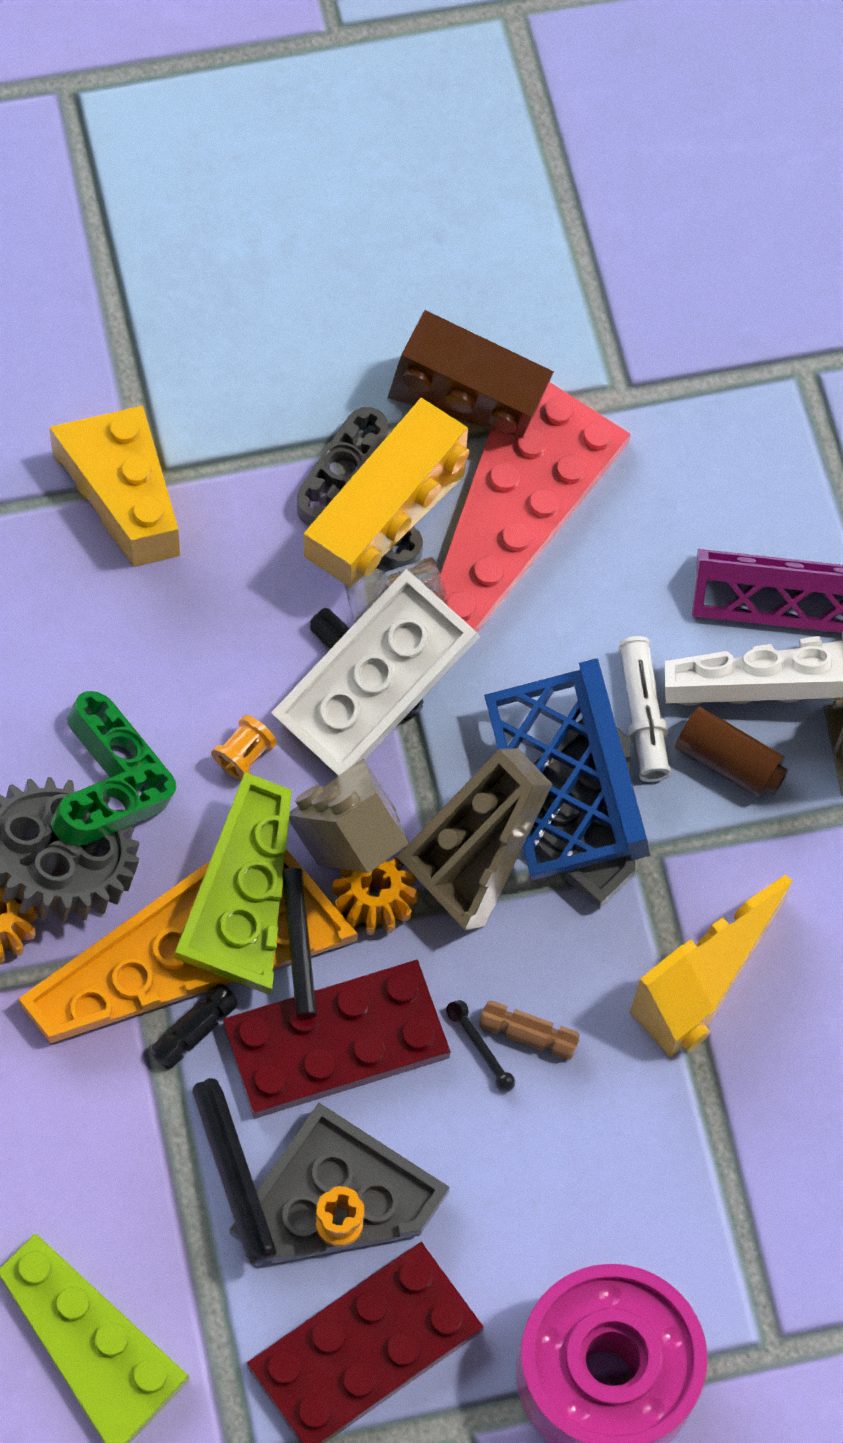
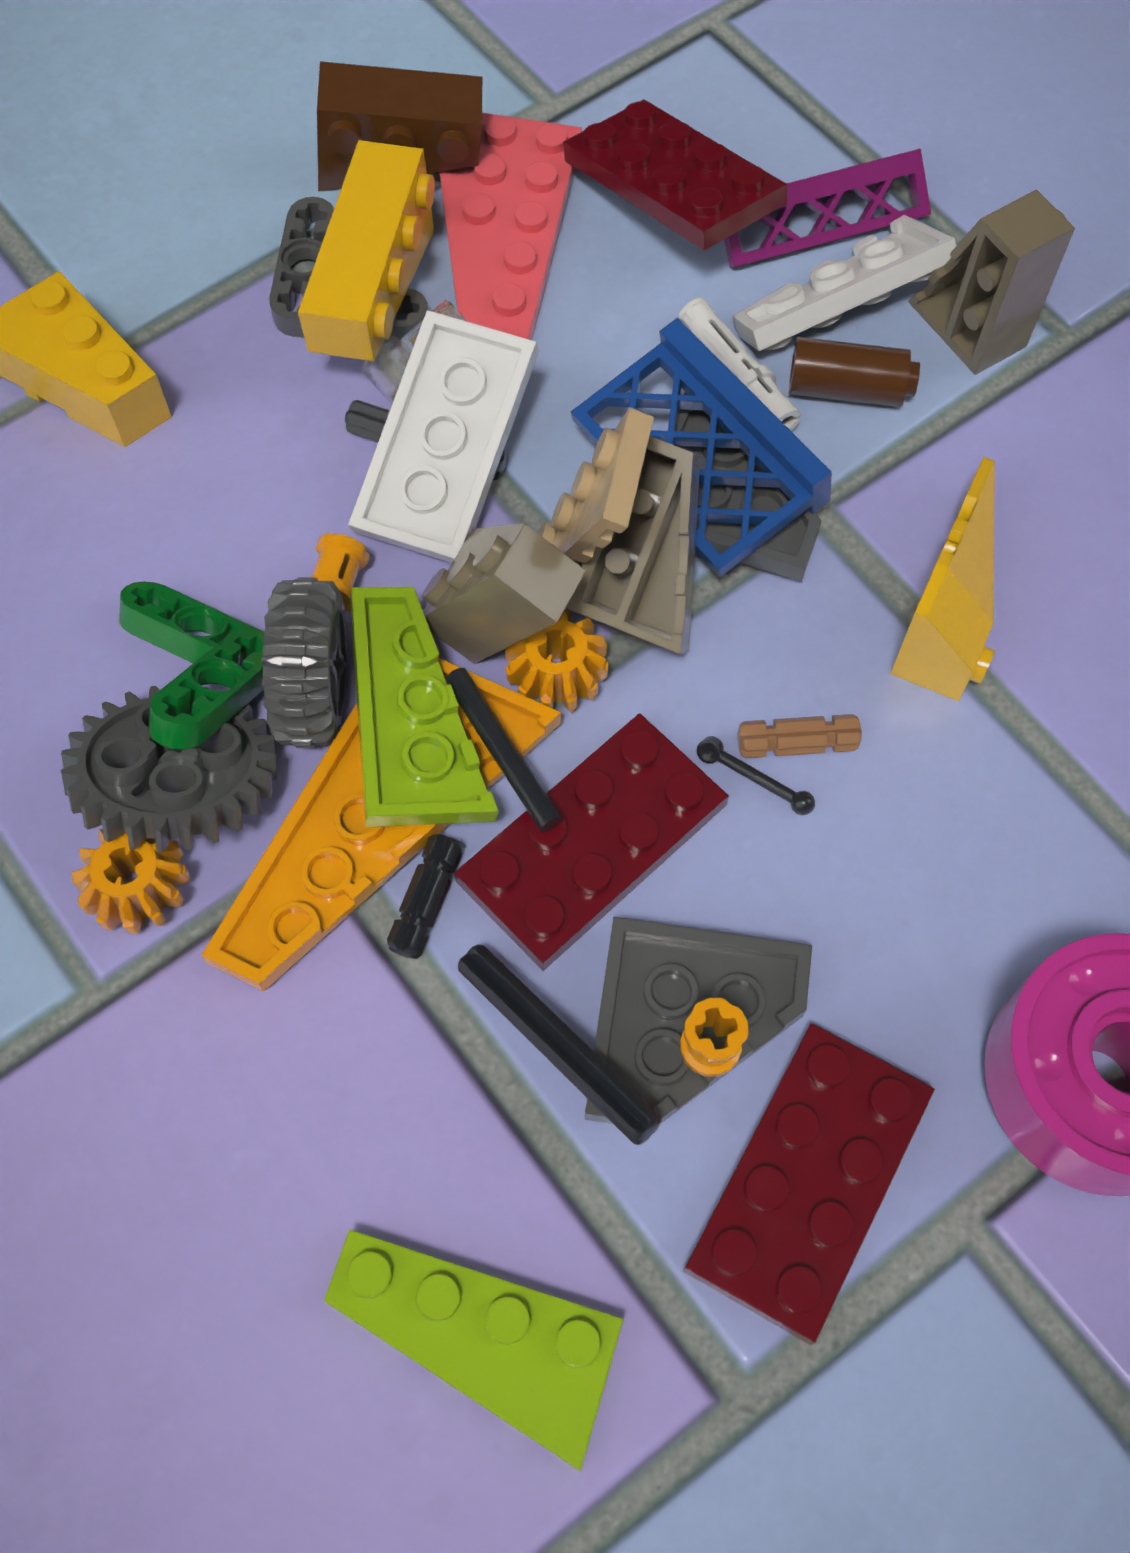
camera: 20 degrees left, 0 degrees up
(186, 814) = (305, 662): none -> dark grey gear
(442, 791) = (601, 491): none -> tan wing
(675, 518) = (675, 173): none -> dark red plate

